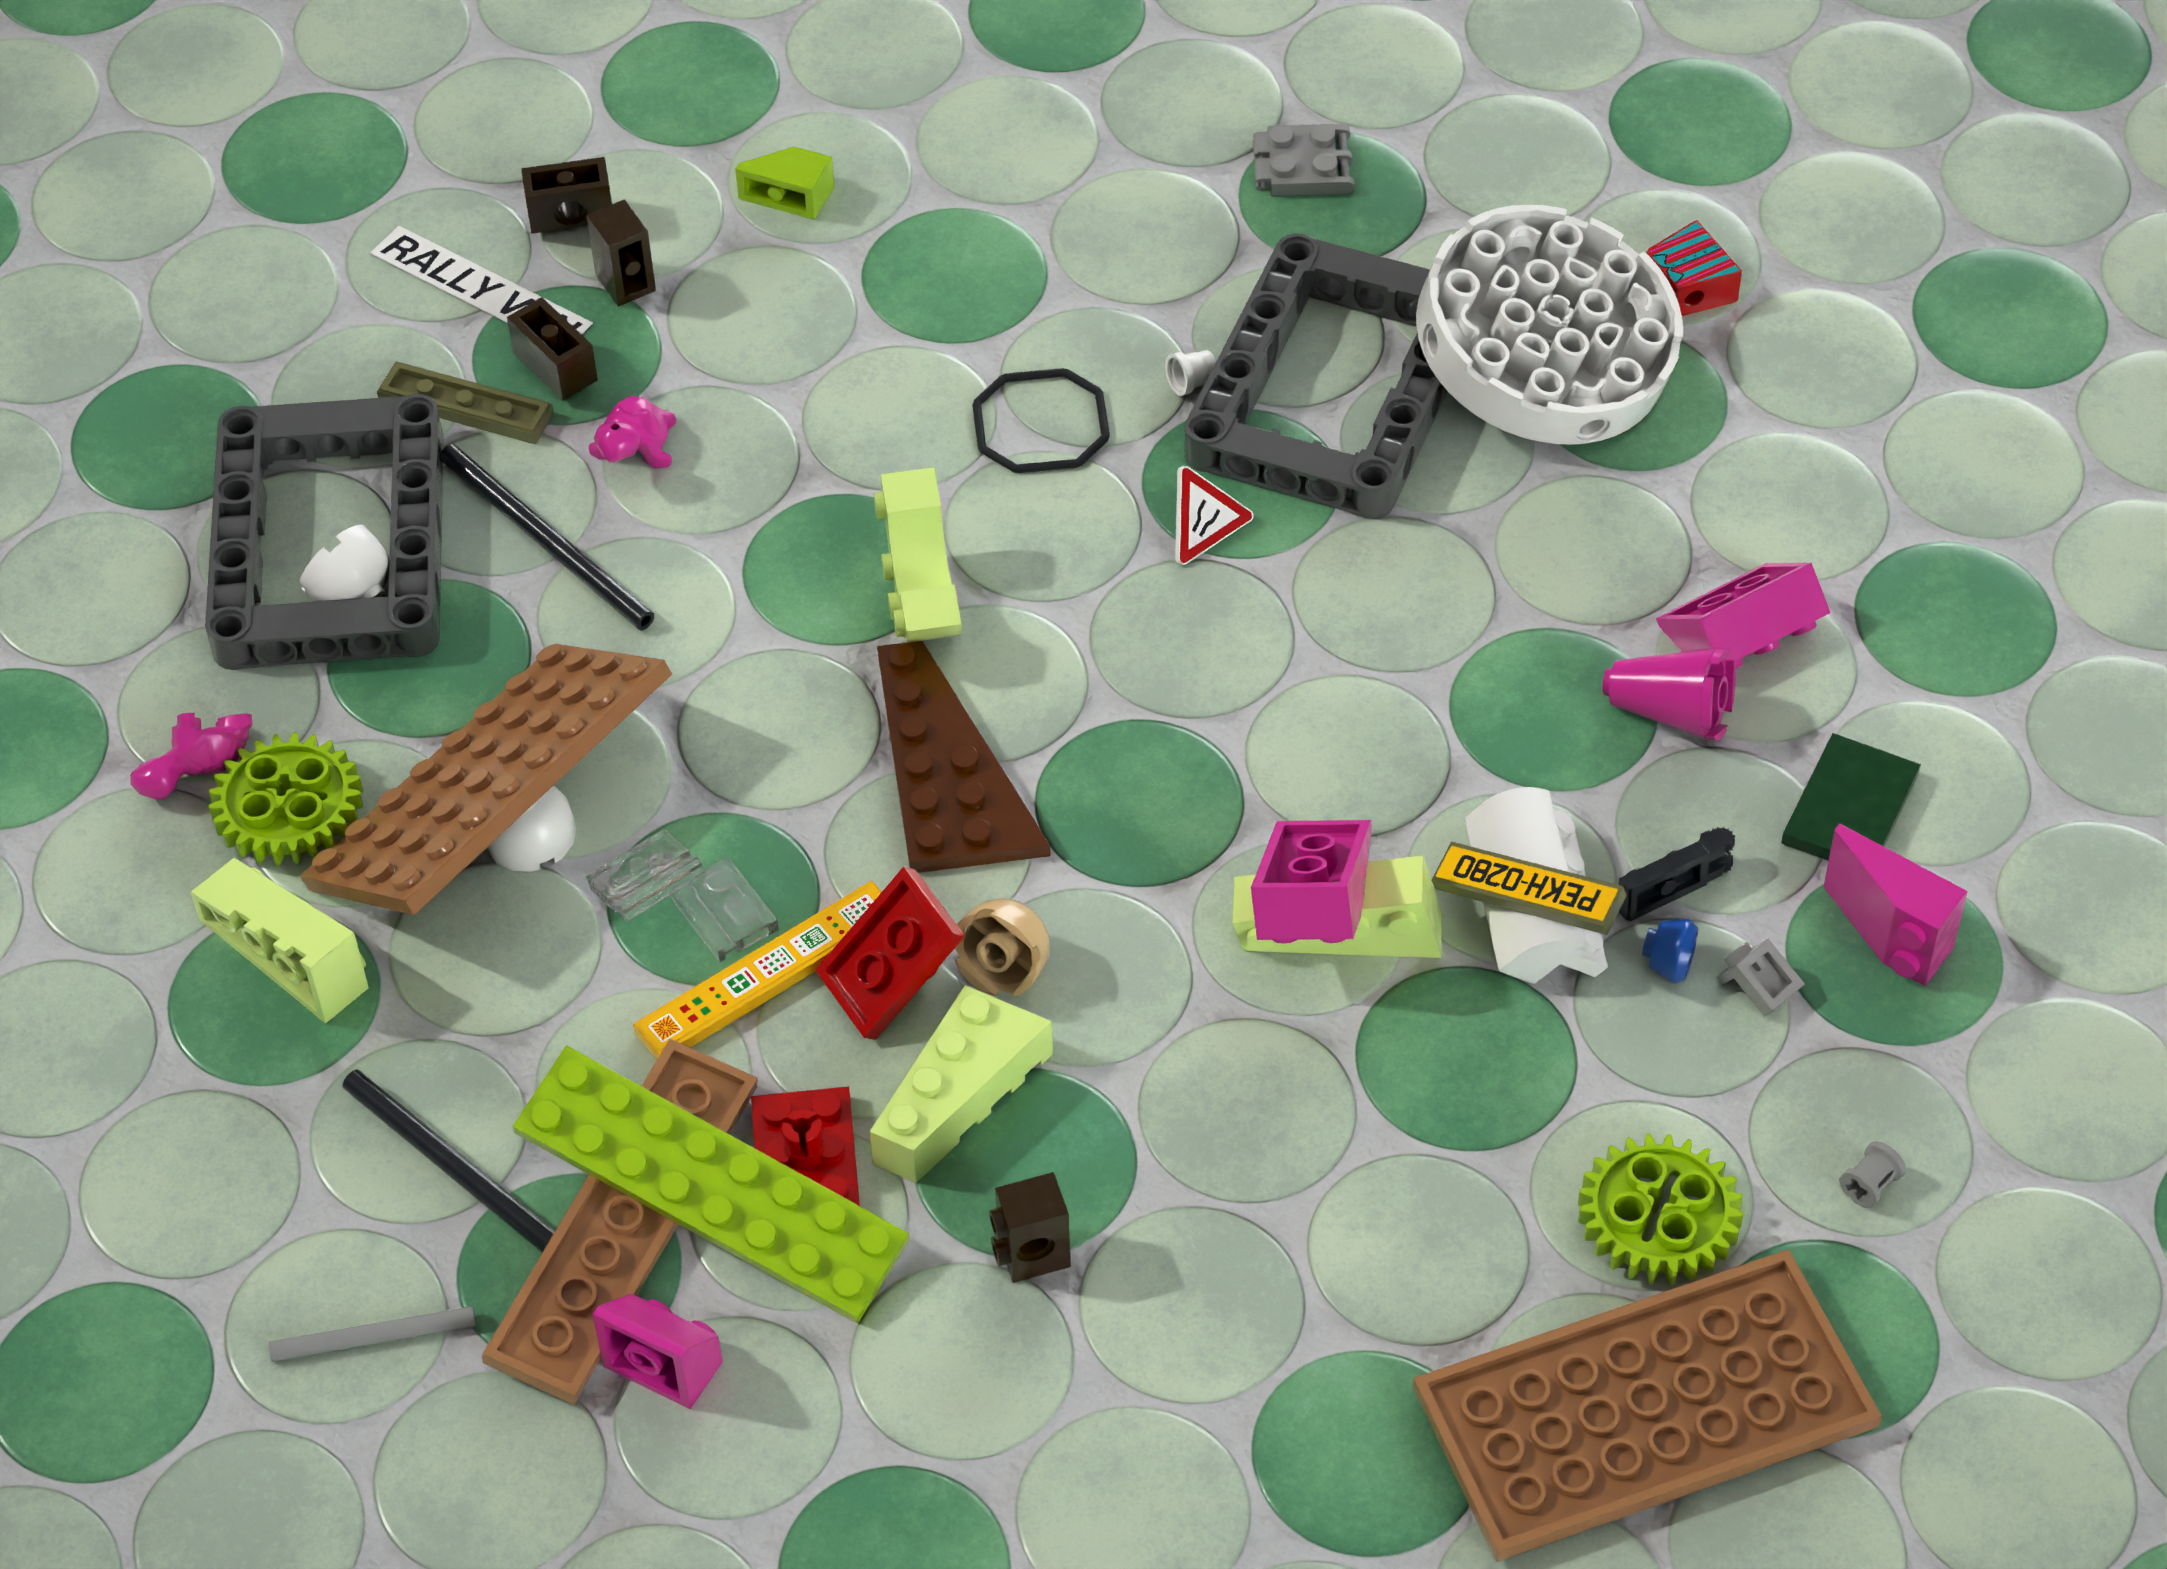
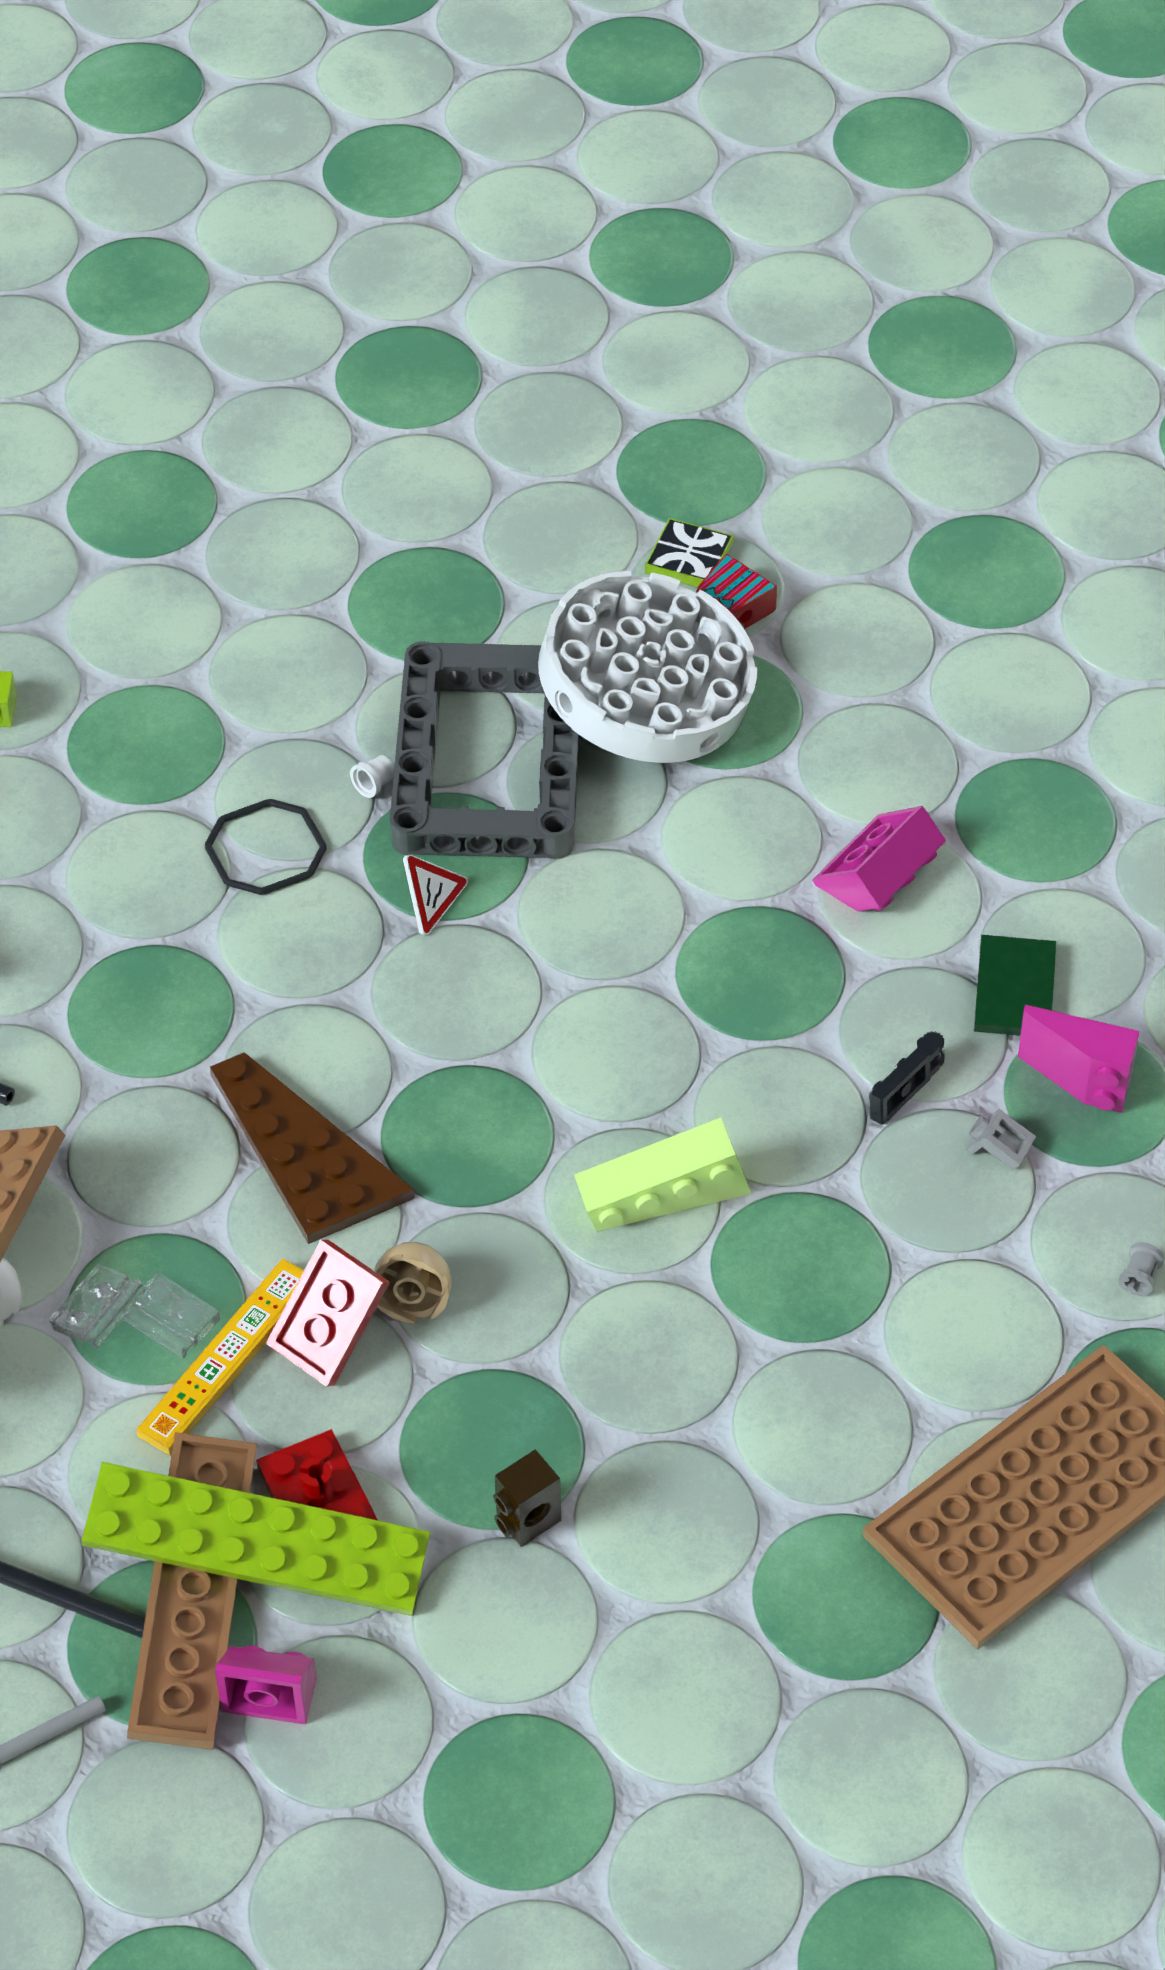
camera: 20 degrees left, 0 degrees up
(917, 559) = (218, 988): yellowish green brick -> none
(960, 1074) = (421, 1387): yellowish green wedge -> none
(1303, 160) = (392, 579): light grey plate -> none
(1312, 881) = (643, 1160): dark pink slope -> none
(1529, 828) = (804, 1117): white brick -> none
(1529, 888) = (809, 1120): tile -> none
(1616, 1192) = (1034, 1343): lime gear -> none
(1656, 208) = (687, 552): none -> tile
(1671, 948) = (927, 1137): blue cone -> none
(1676, 689) = (852, 932): dark pink cone -> none

